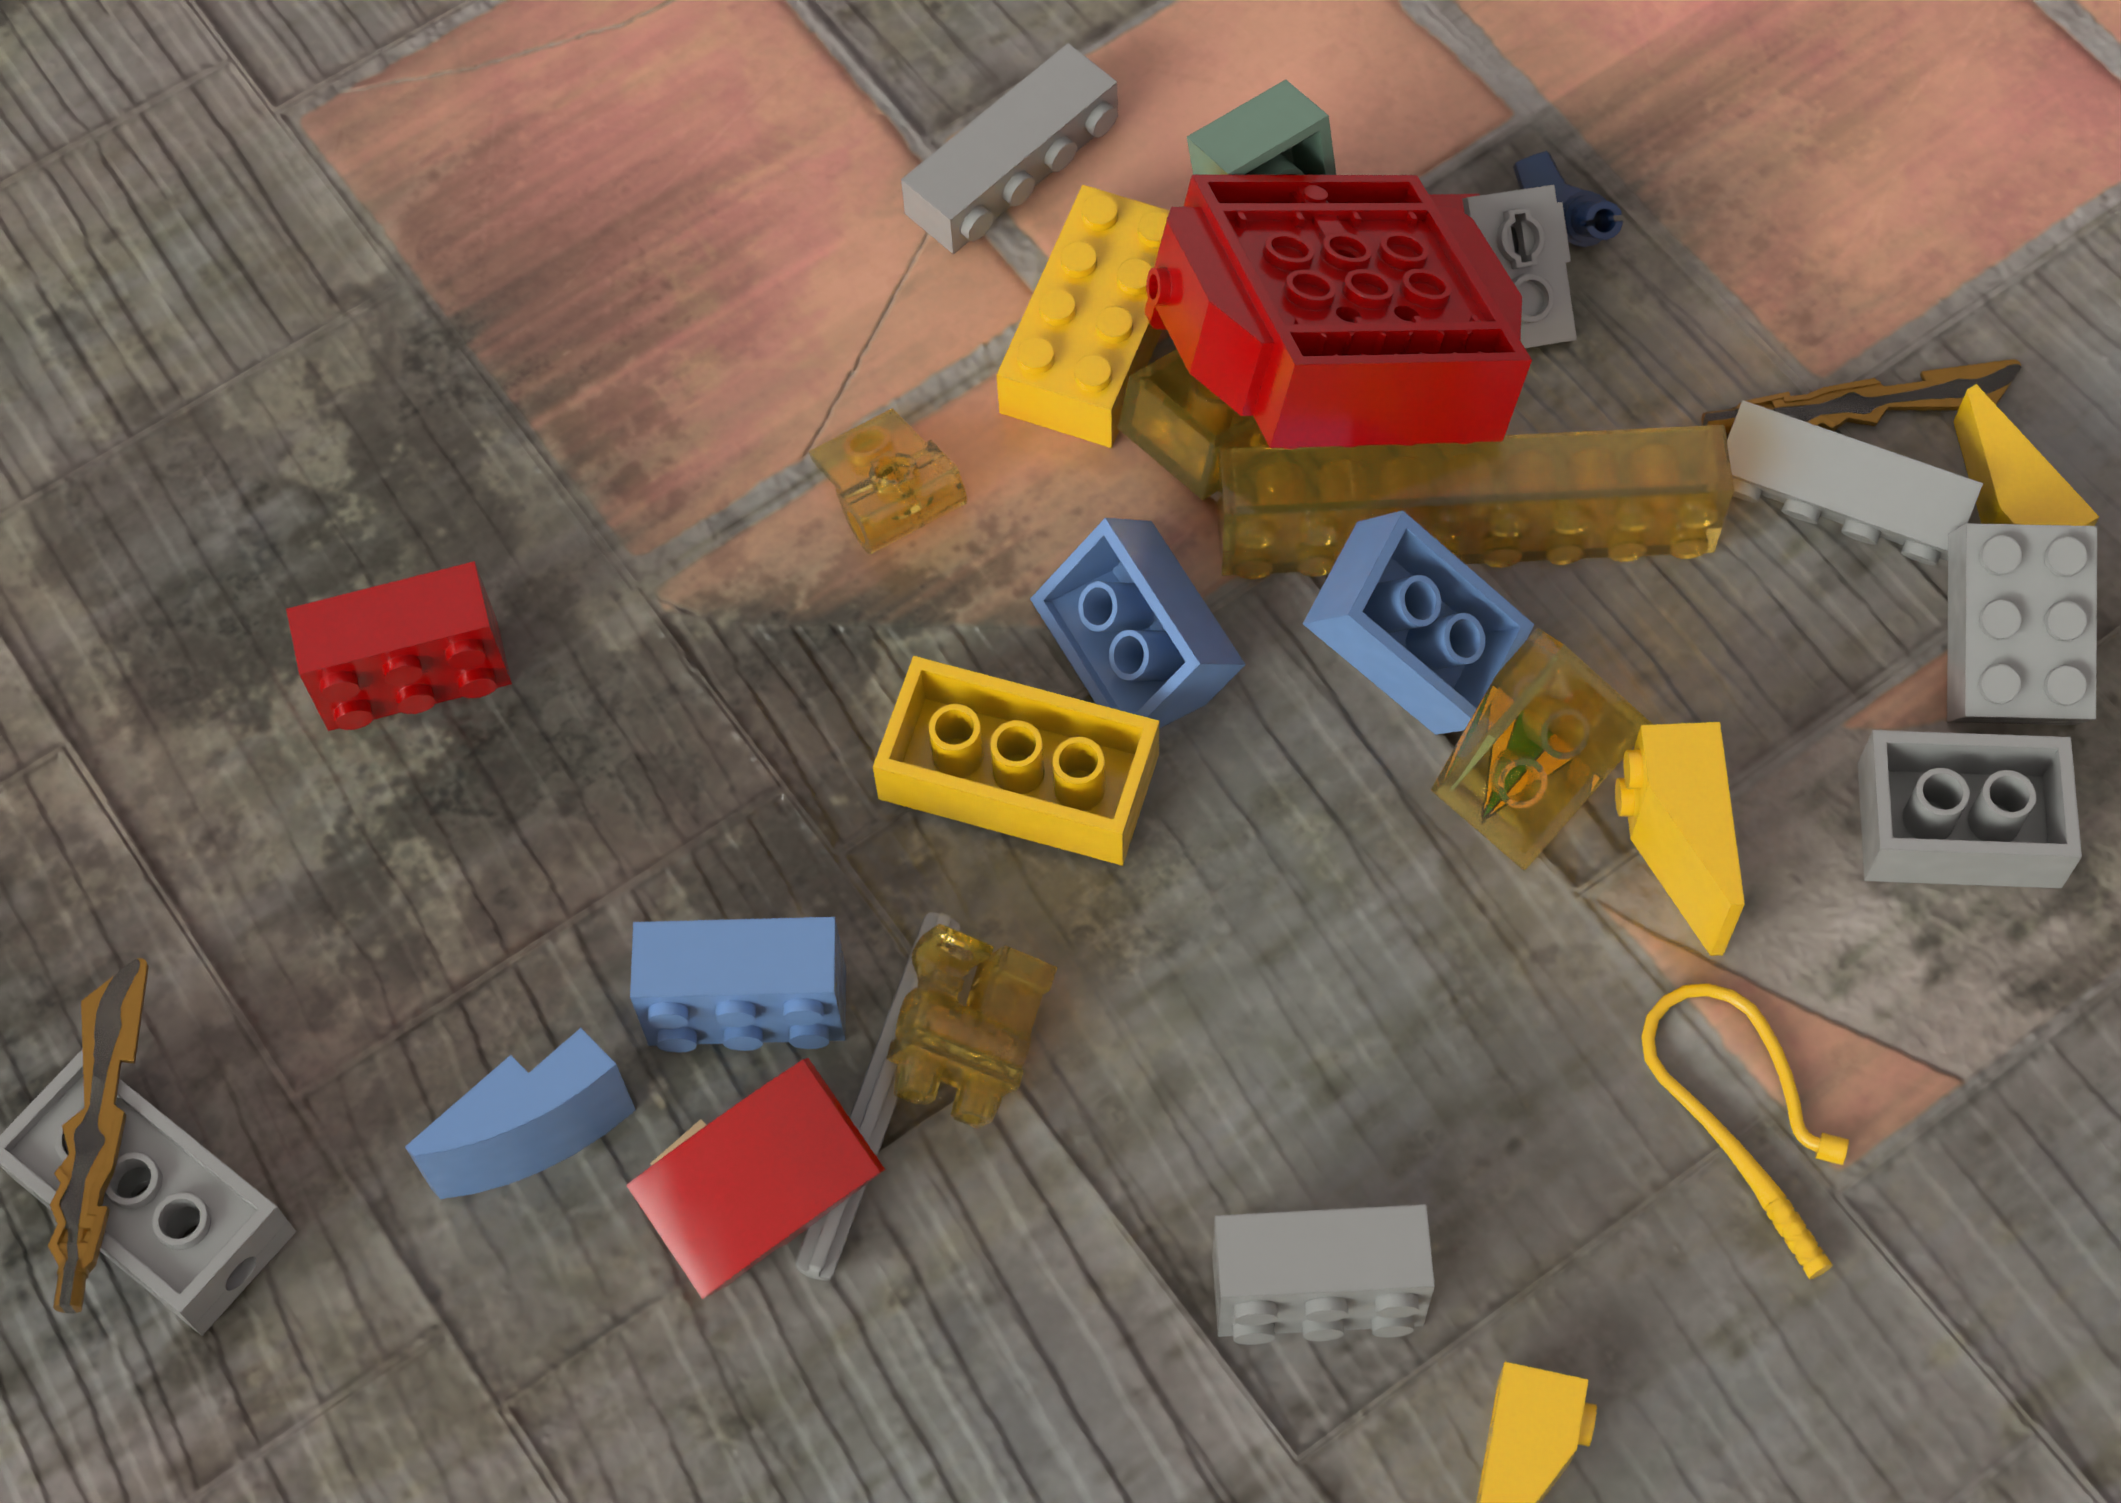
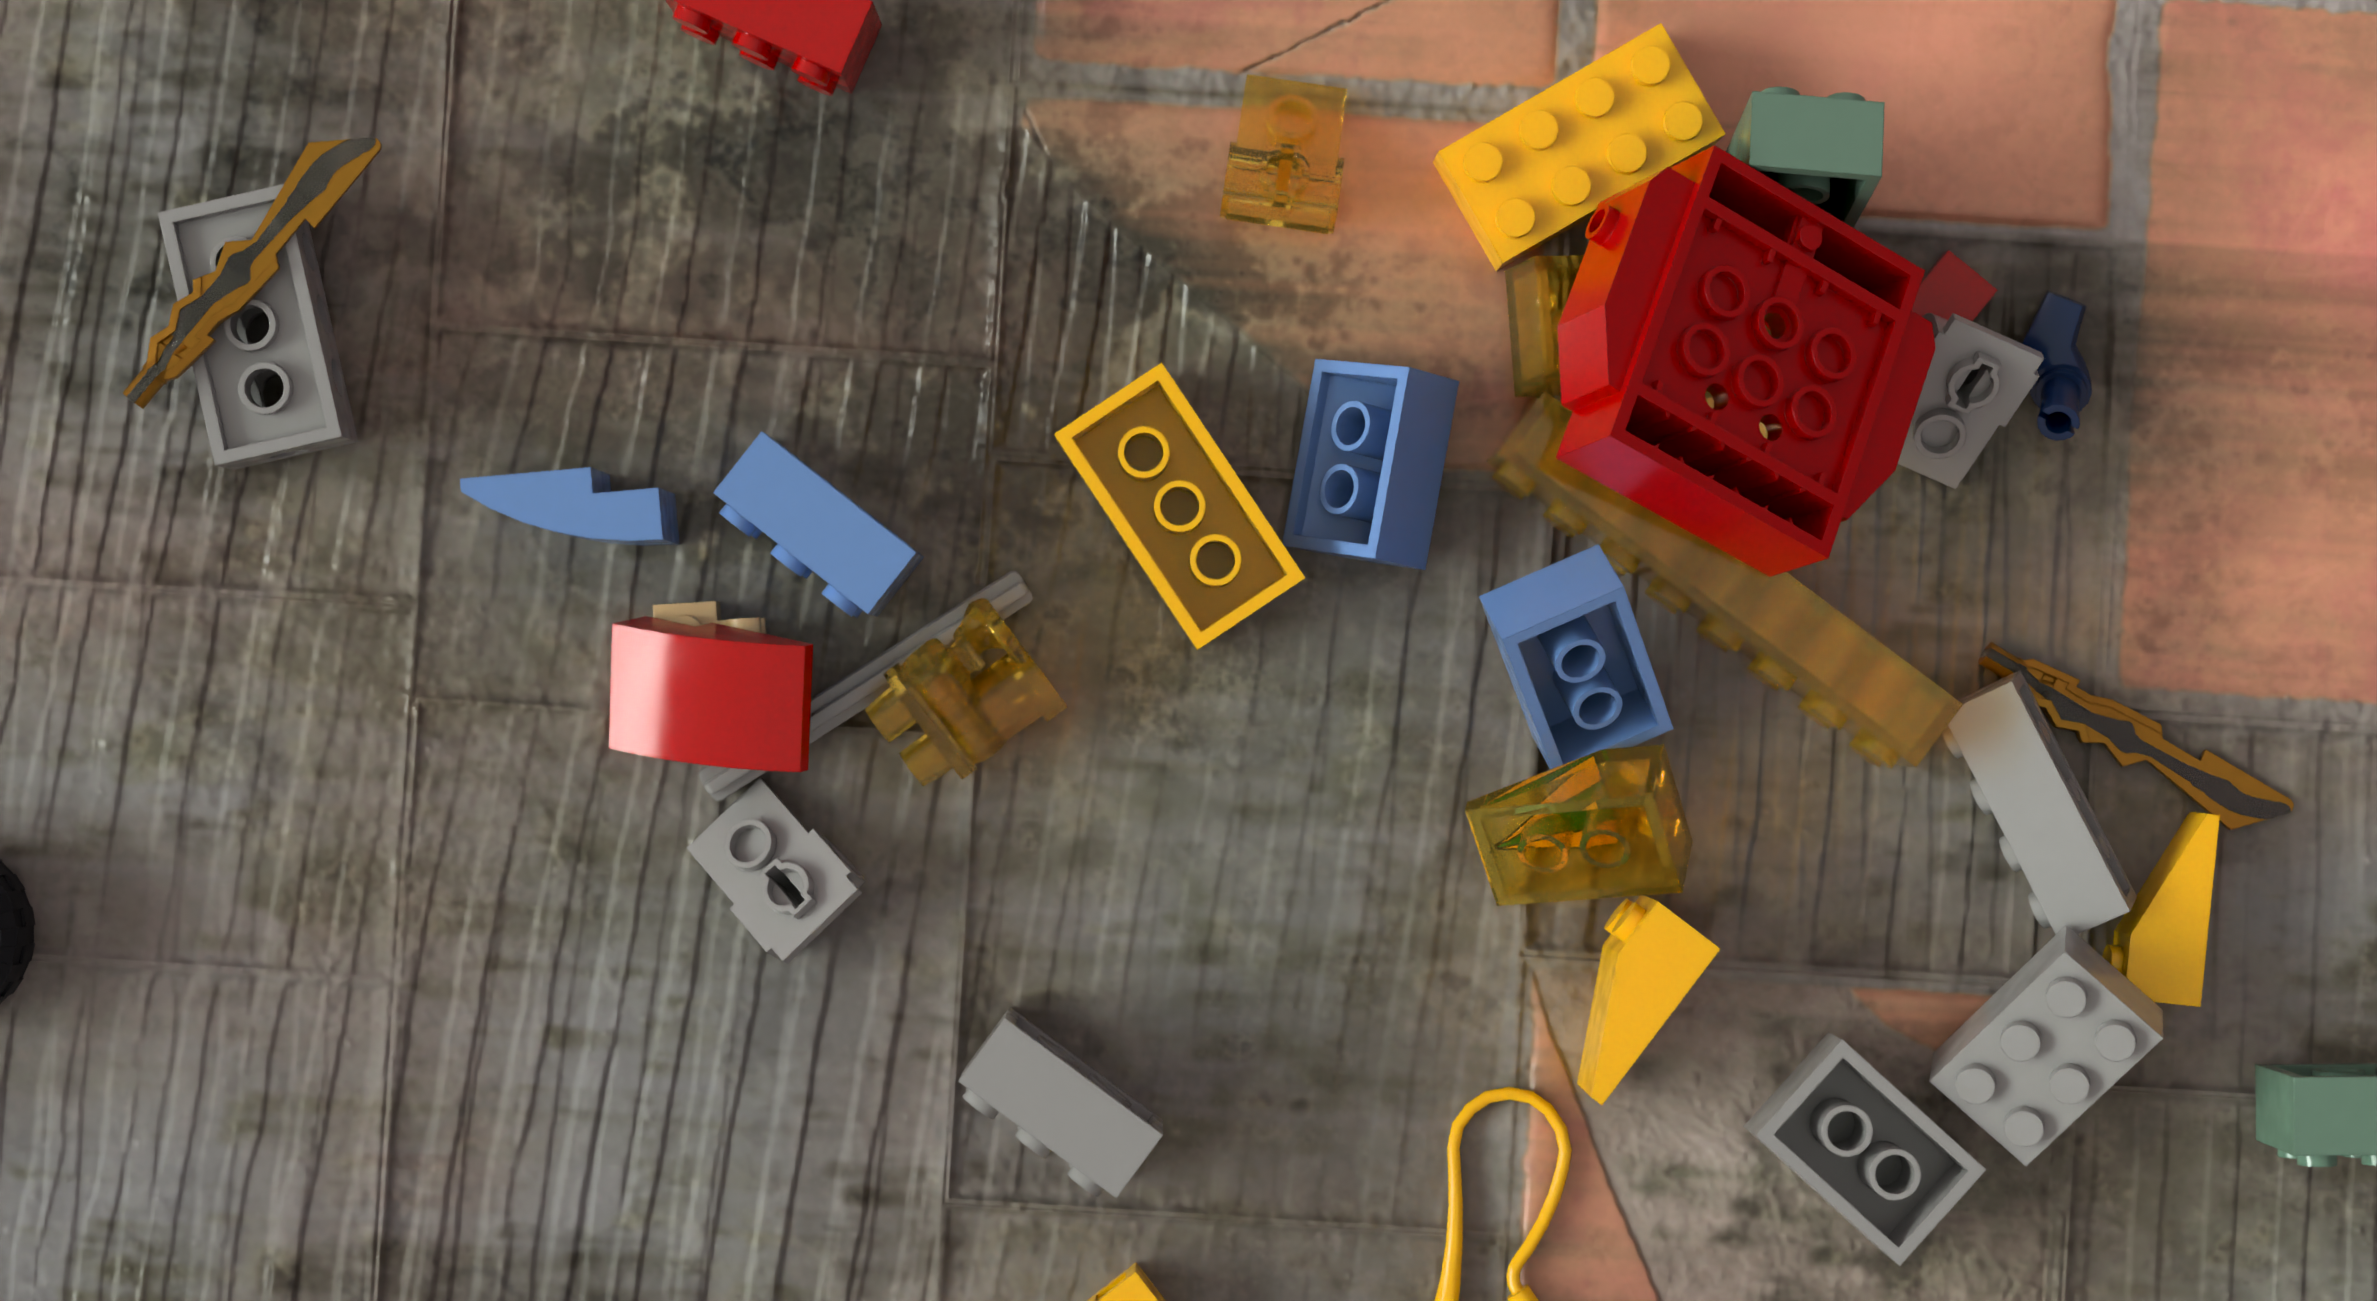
camera: 35 degrees right, 25 degrees up
(904, 1293) = (776, 871): none -> light grey piece

